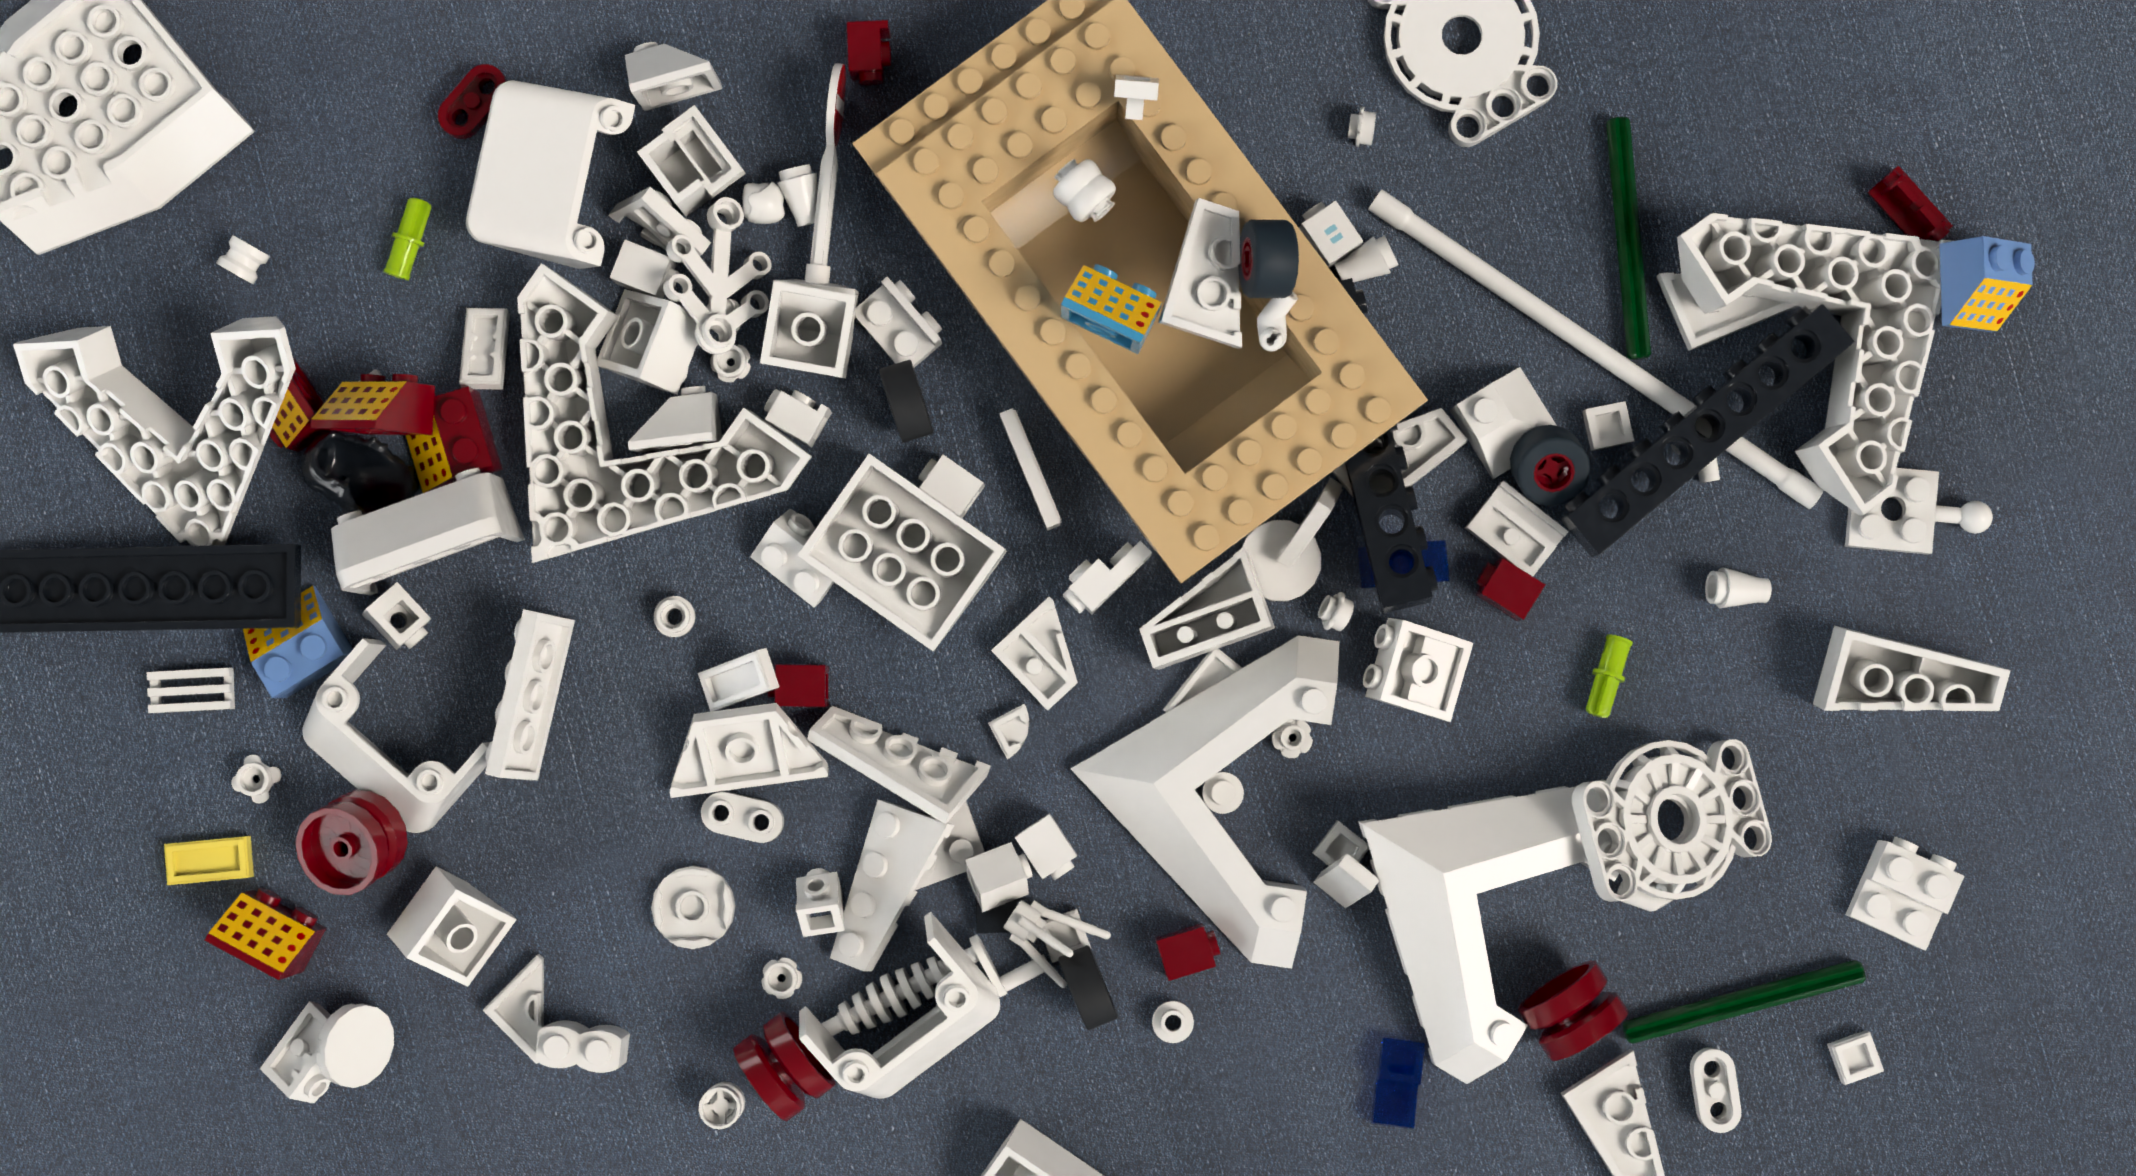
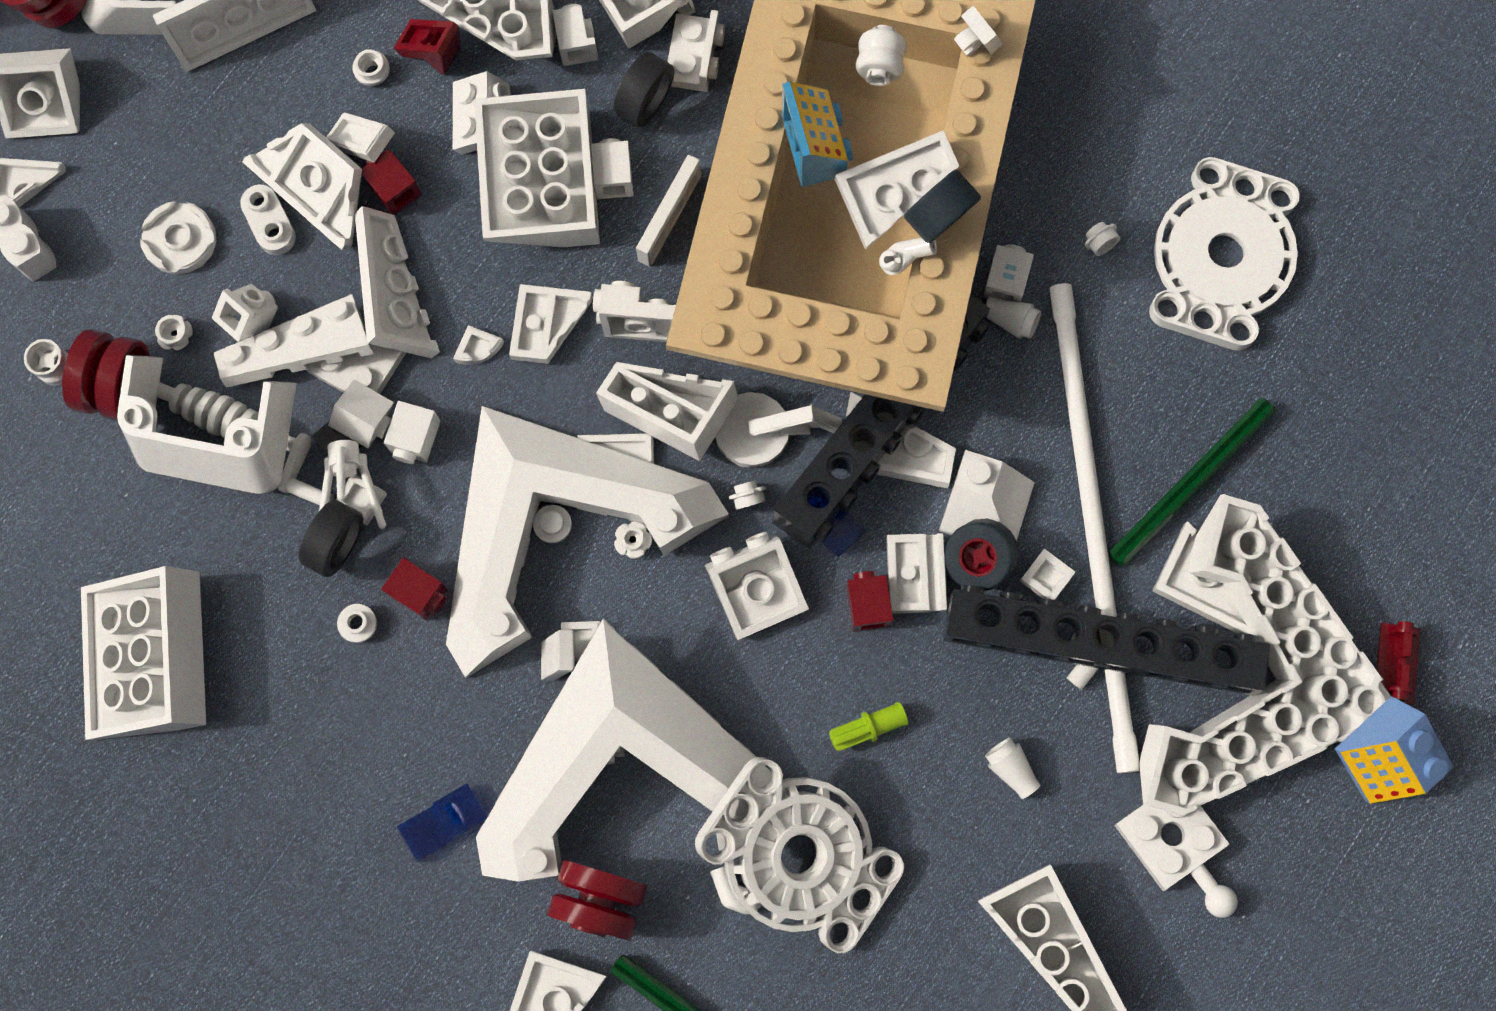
camera: 50 degrees right, 10 degrees down
(695, 549) = (430, 40): none -> dark red slope

